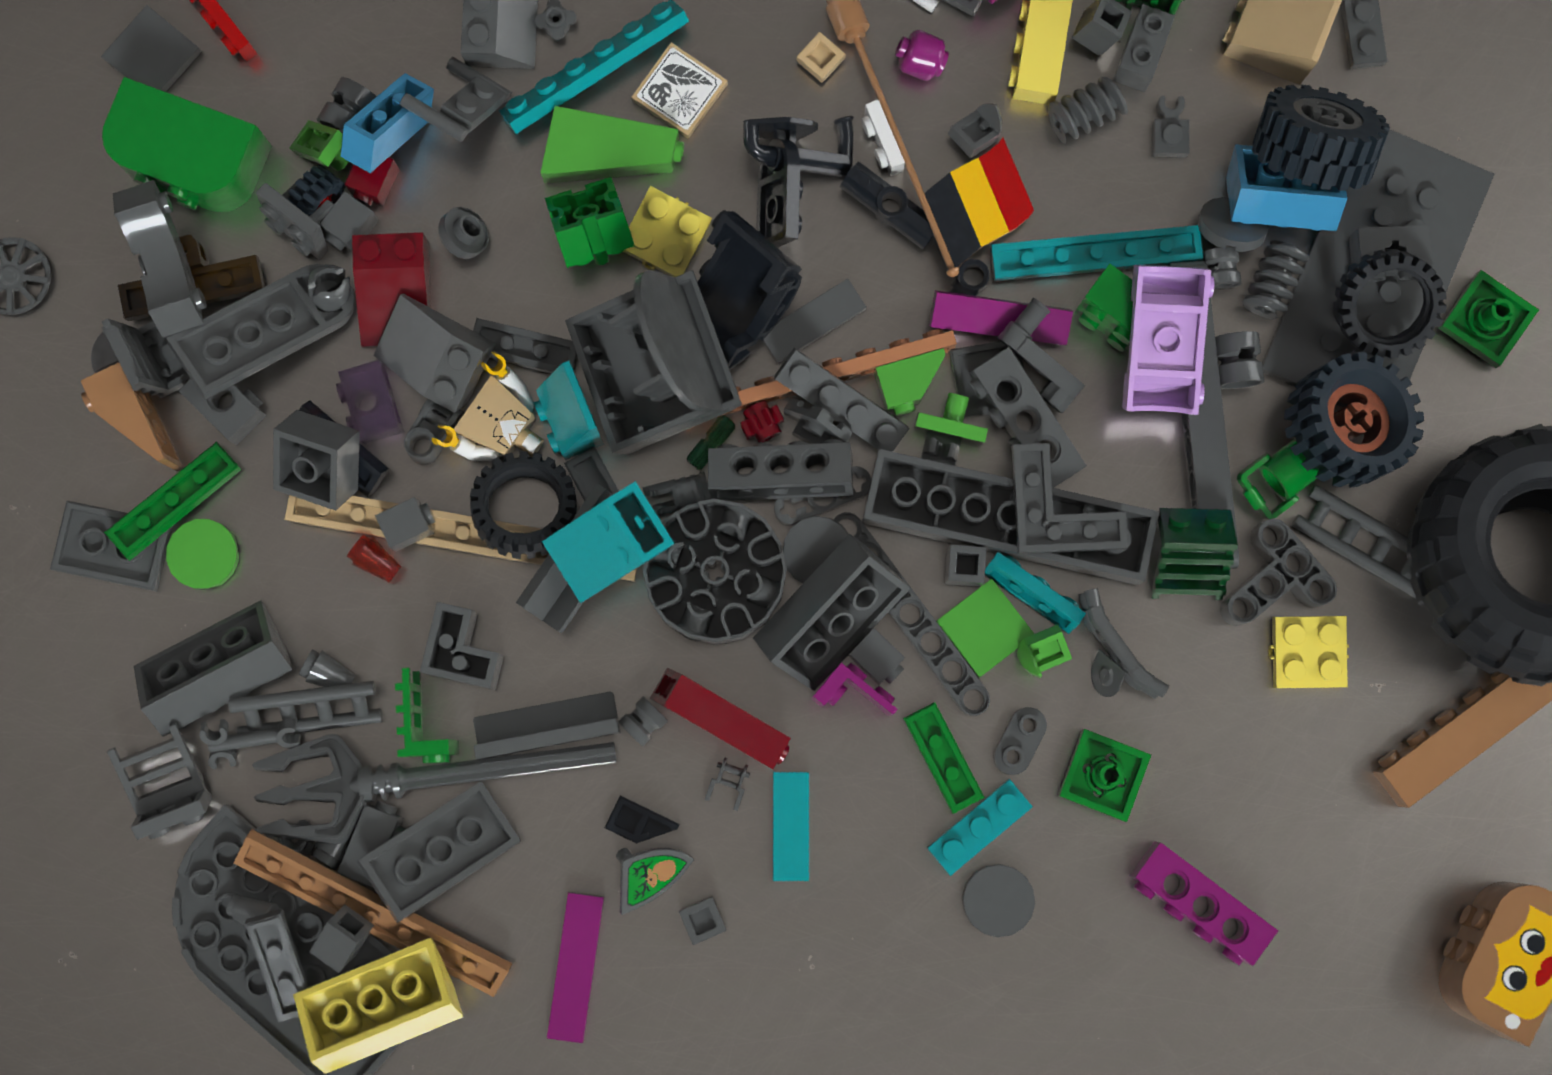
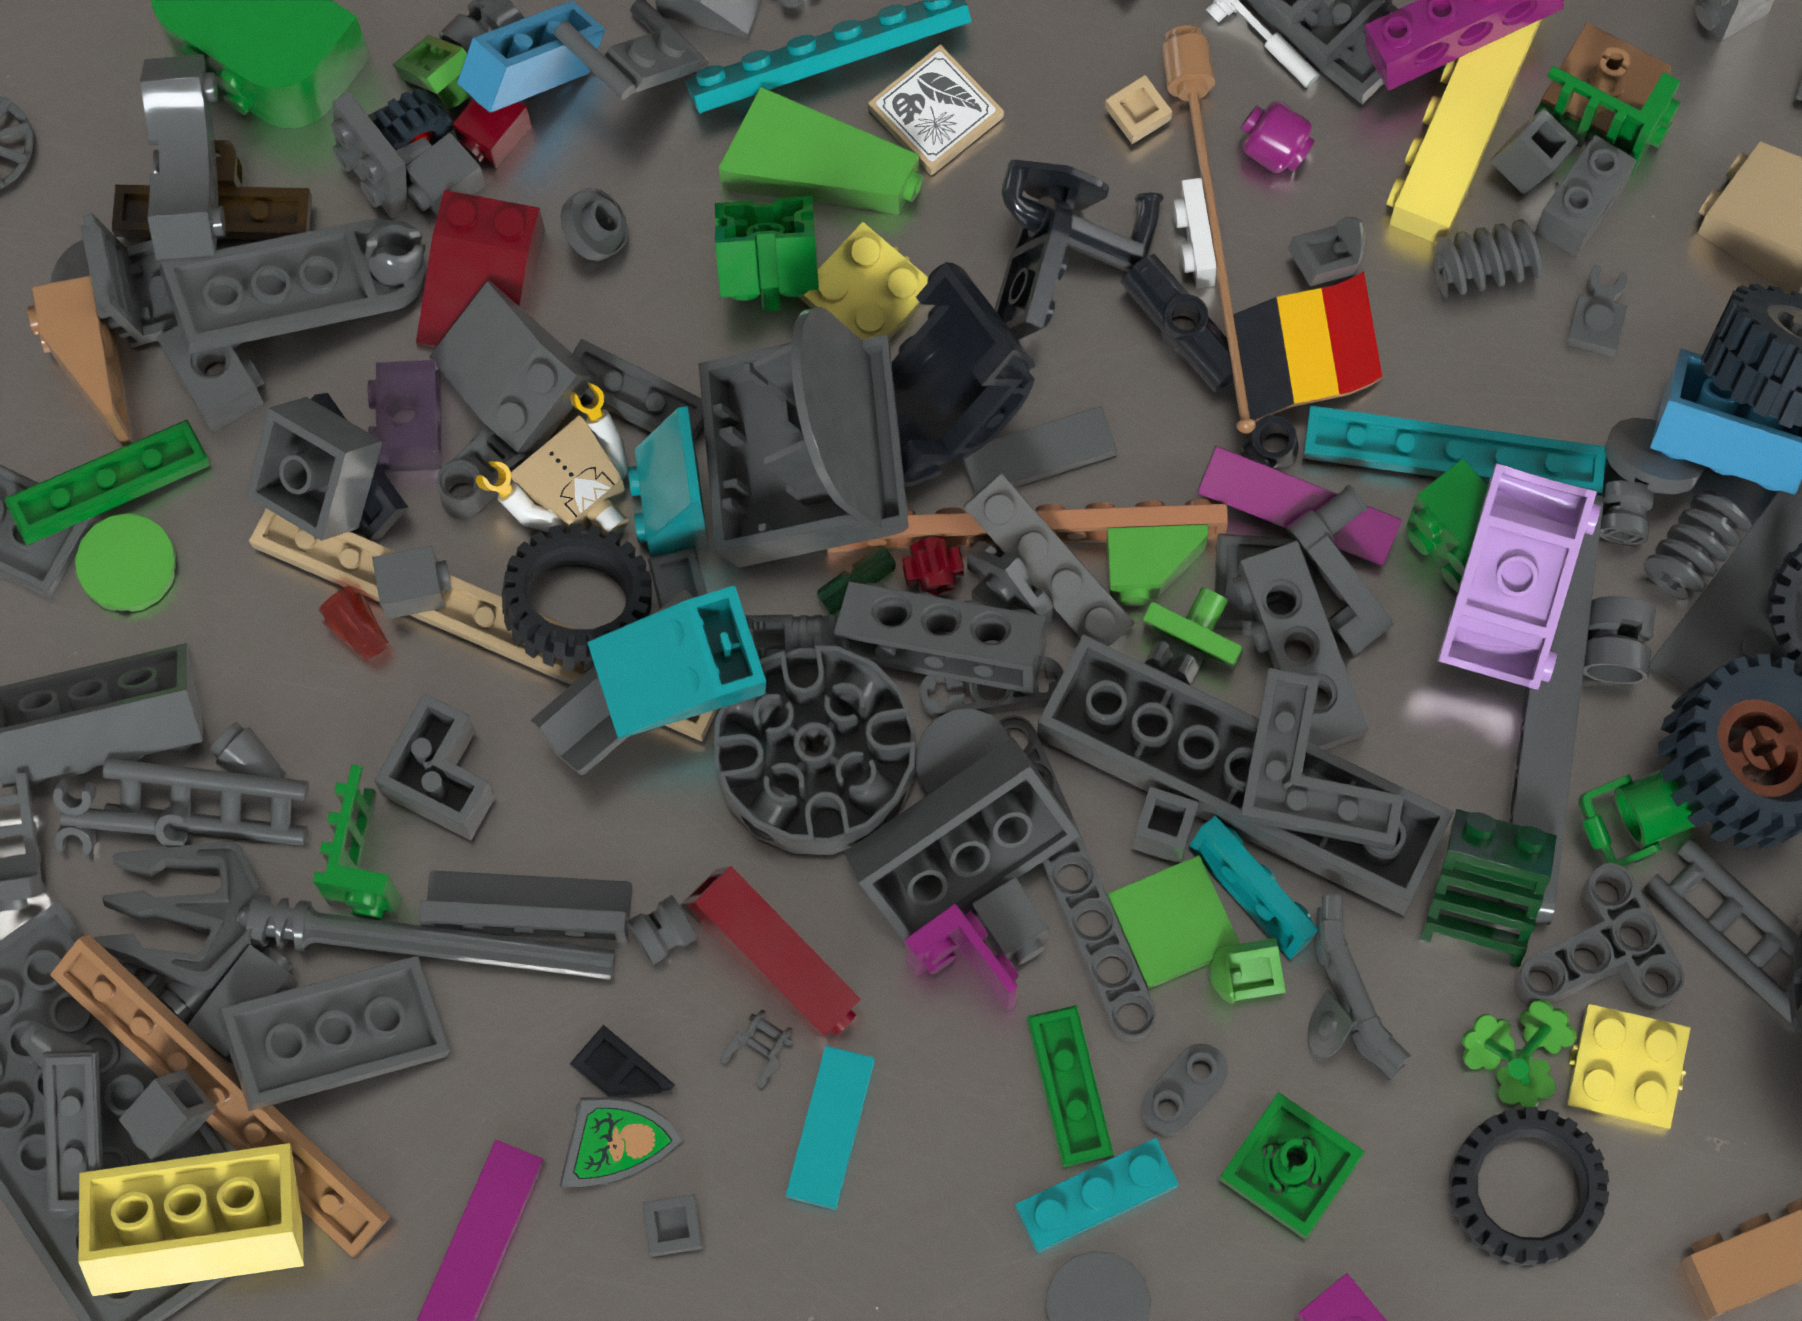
camera: 20 degrees right, 10 degrees down
(1243, 675) = (1523, 1079): none -> bright green plant
(1305, 739) = (1573, 1143): none -> black tyre

